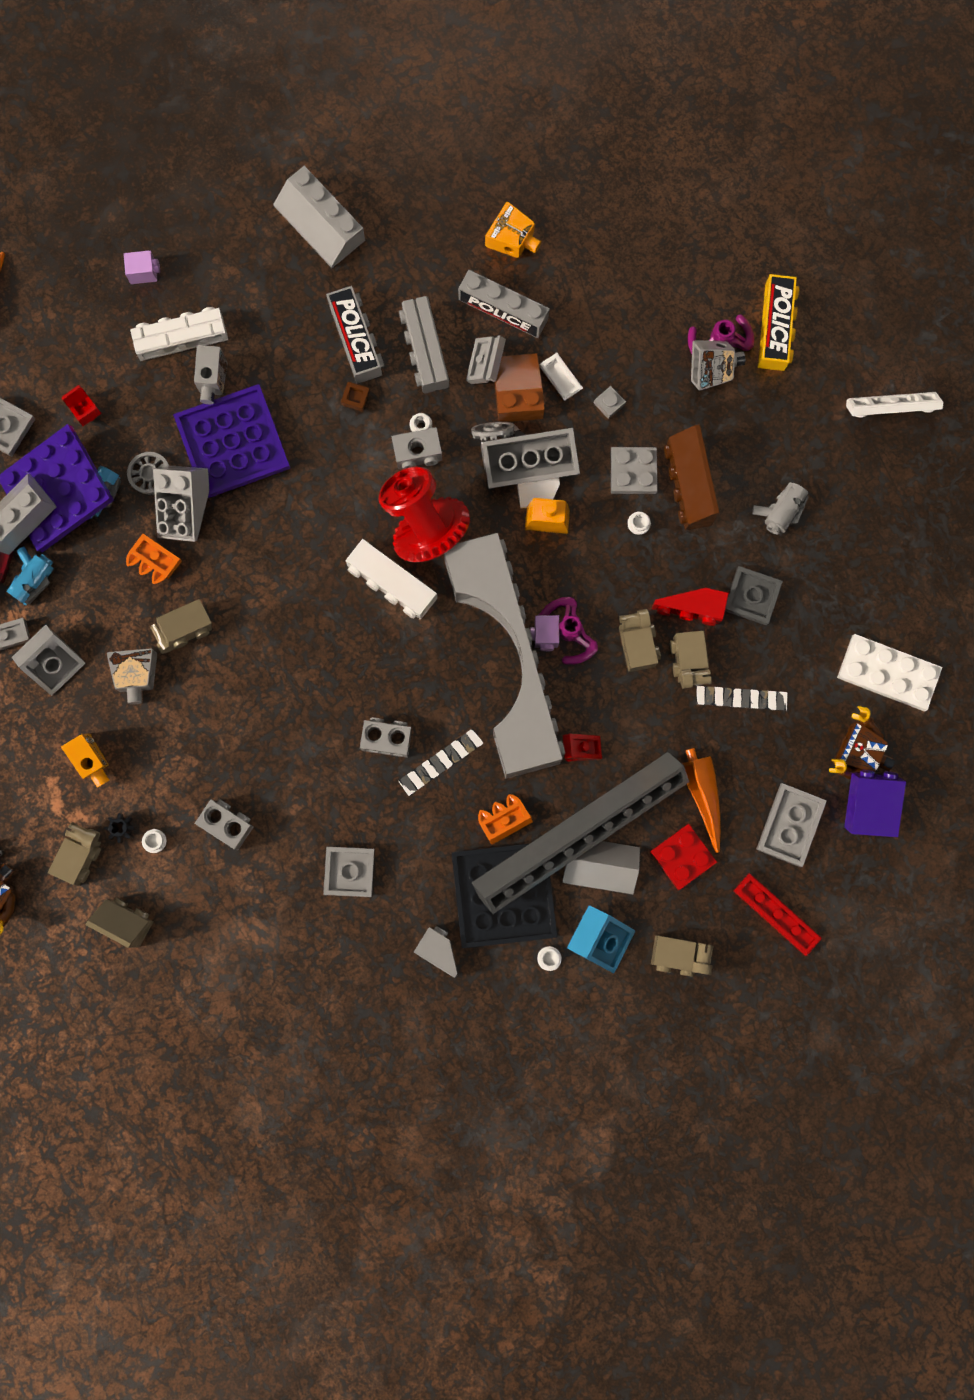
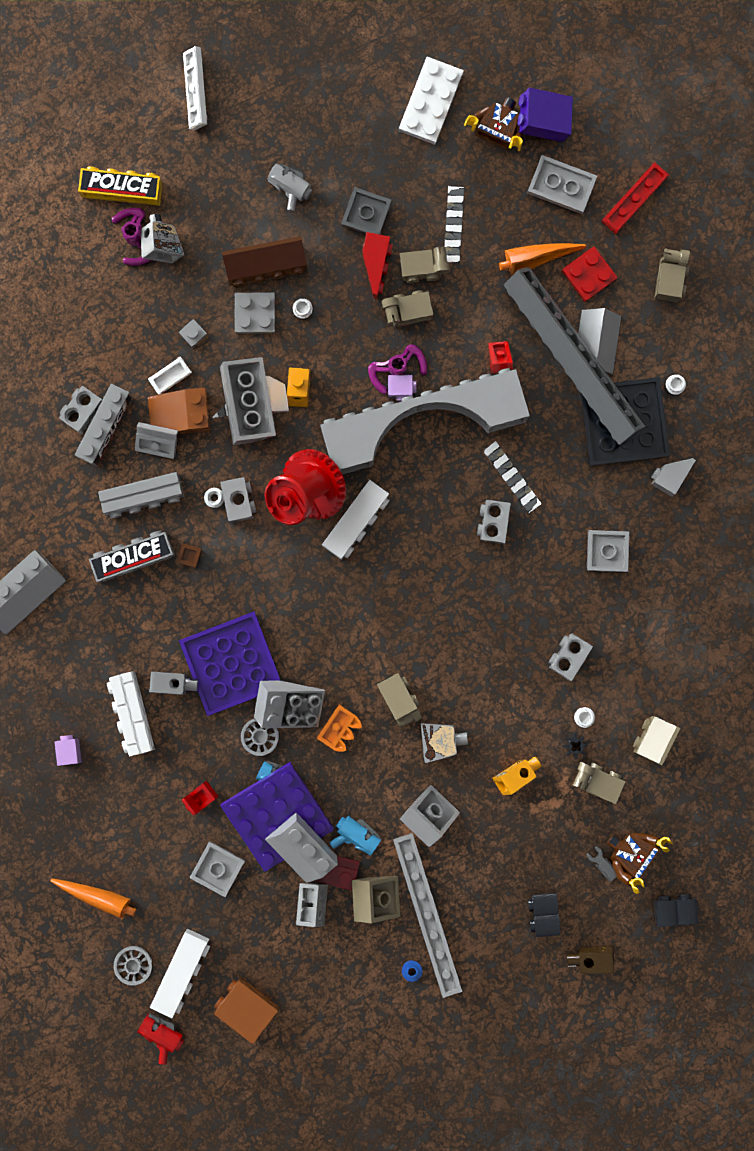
camera: 85 degrees left, 5 degrees up
(493, 430) = (222, 432): light grey wheel -> none
(504, 820) = (562, 421): orange plate -> none
(512, 233) = (36, 418): light orange torso -> none
(525, 276) = (86, 413): none -> light grey brick
(601, 939) = (659, 341): dark azure slope -> none

